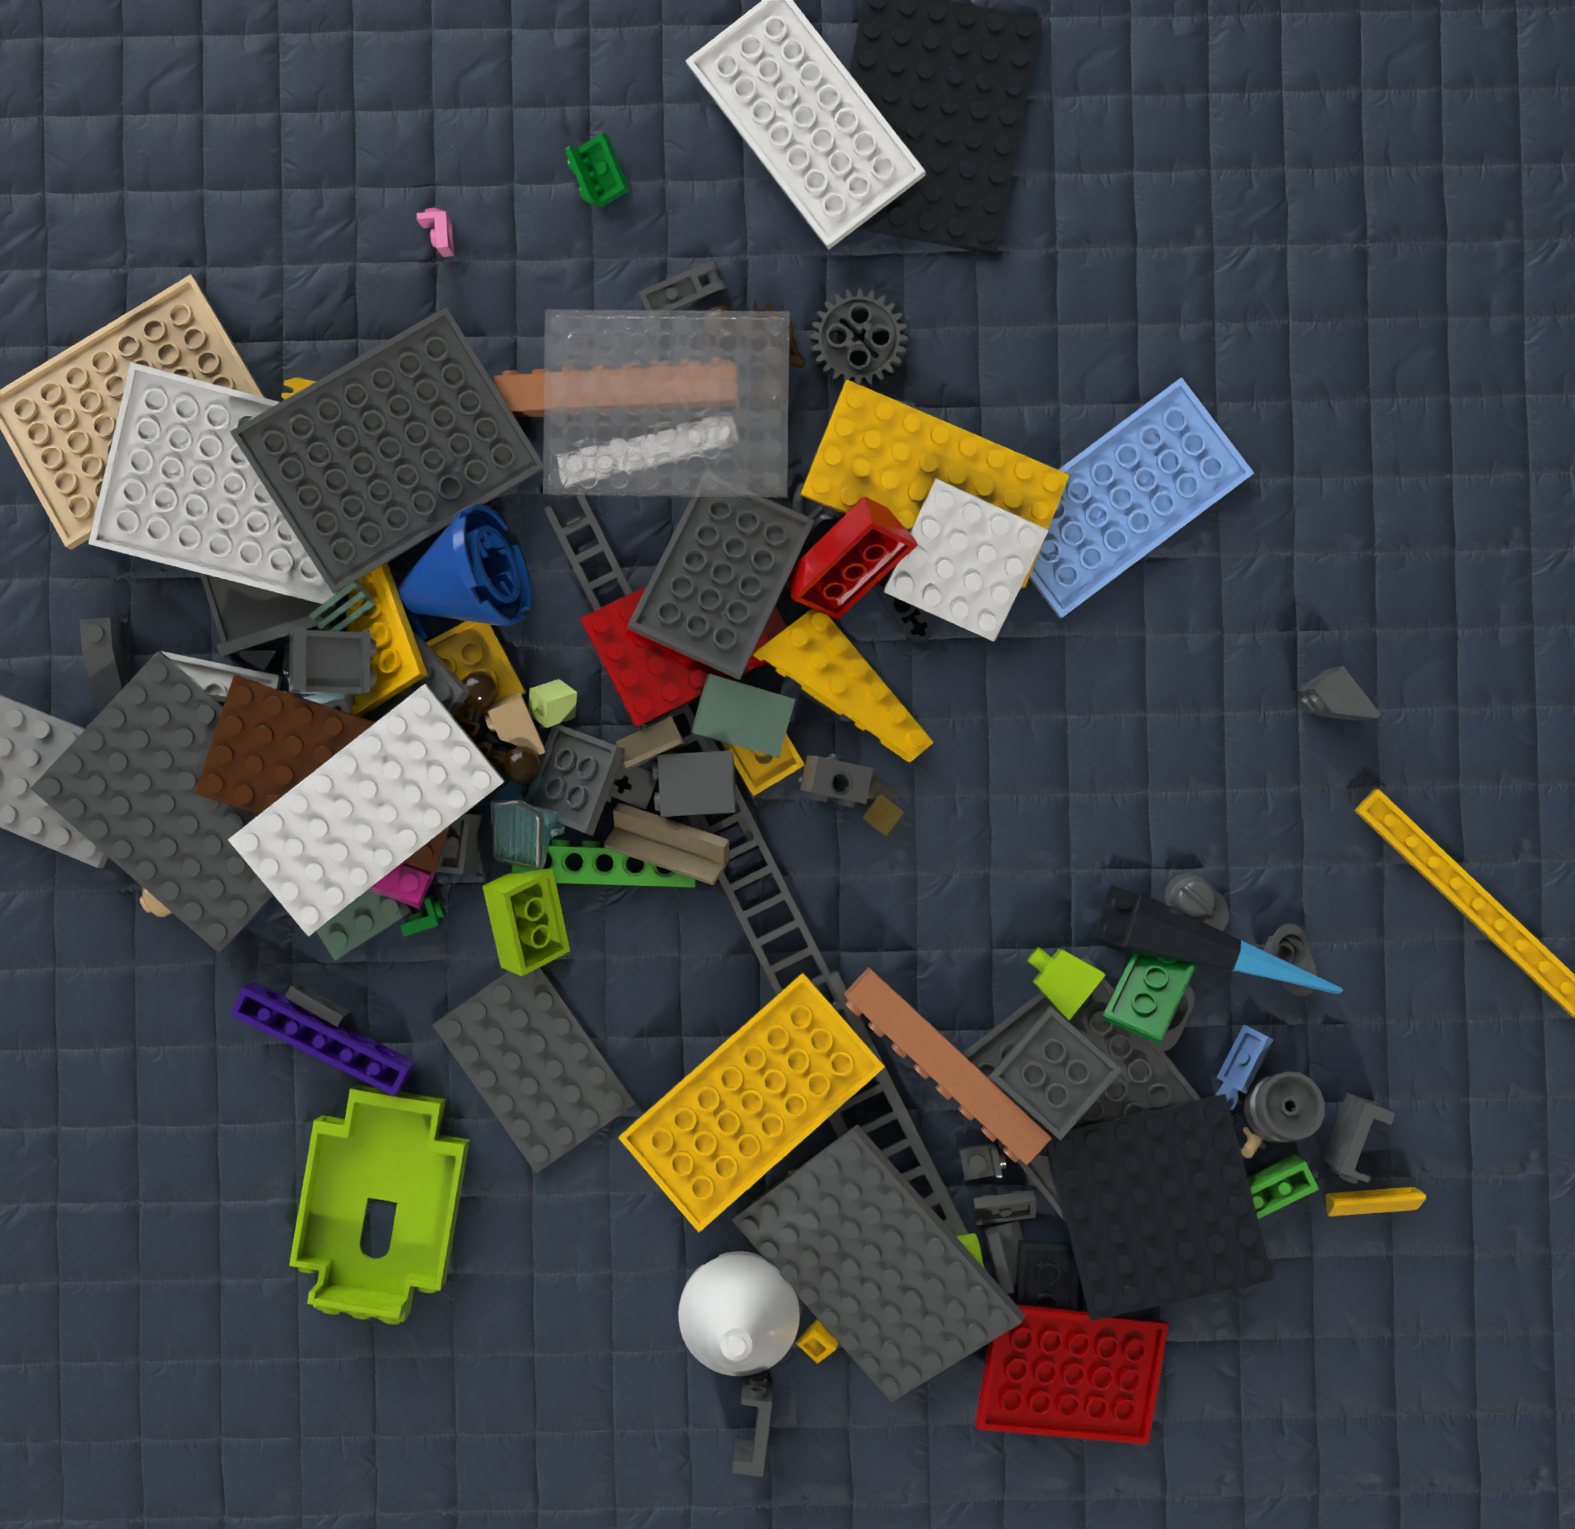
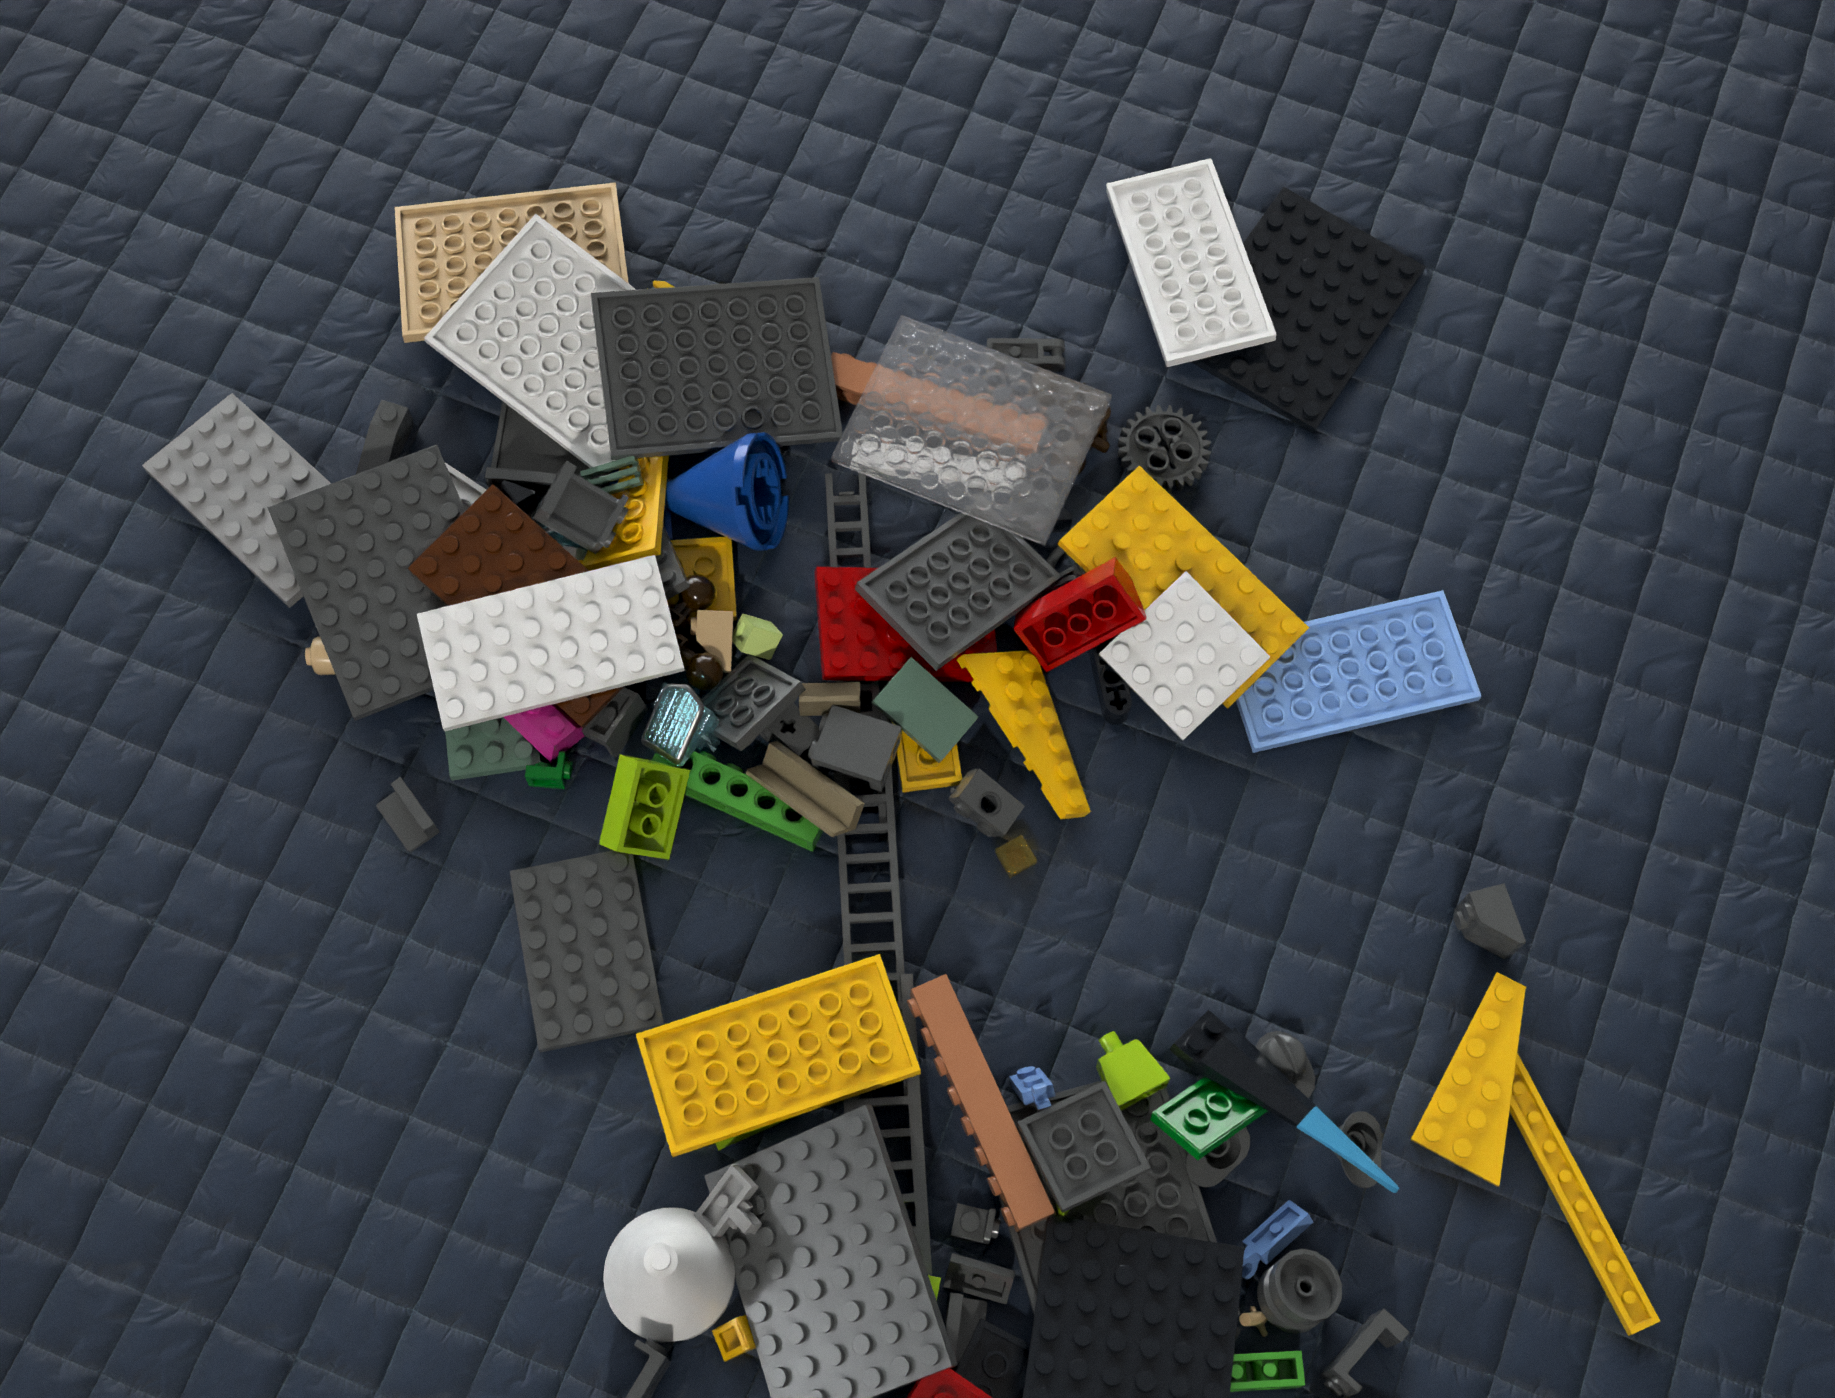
camera: 20 degrees right, 20 degrees down
(321, 1039) = (406, 837): dark purple brick -> none
(388, 1153) = (406, 971): lime panel -> none
(441, 229) = (841, 228): bright pink bracket -> none
(597, 171) = (994, 236): green bracket -> none
(767, 1246) = (730, 1204): none -> light grey hinge
(986, 1029) = (1032, 1087): none -> medium blue plate
(1375, 868) = (1473, 1100): none -> yellow wing

